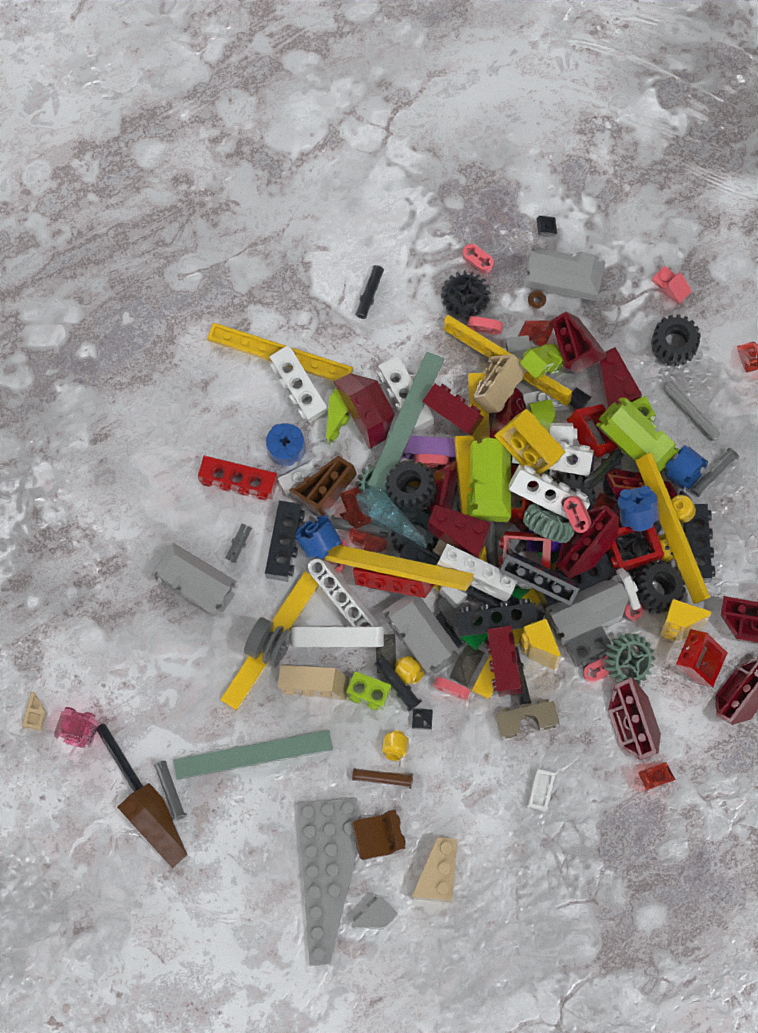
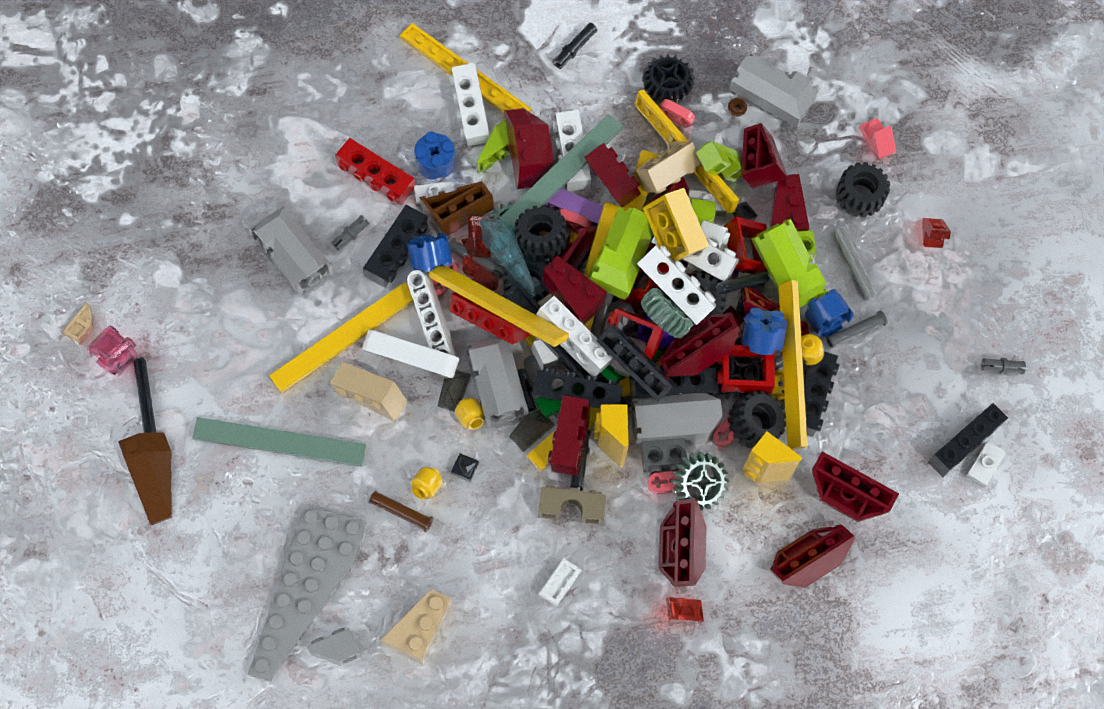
camera: 10 degrees right, 5 degrees down
(170, 791) = (180, 448): dark grey pin -> none
(265, 641) = (337, 333): dark grey wheel -> none
(371, 686) = (425, 416): lime brick -> none
(378, 835) = (372, 567): reddish brown bracket -> none
(403, 692) = (456, 432): black pin -> none
(451, 688) = (507, 447): coral beam -> none
(480, 255) = (691, 52): coral beam -> none
(538, 331) = (728, 134): clear red slope -> none
(546, 226) = (773, 43): black tile -> none
(581, 512) = (701, 309): coral beam -> none
(630, 587) = (727, 408): white plate -> none
(711, 662) = (786, 515): red window -> none

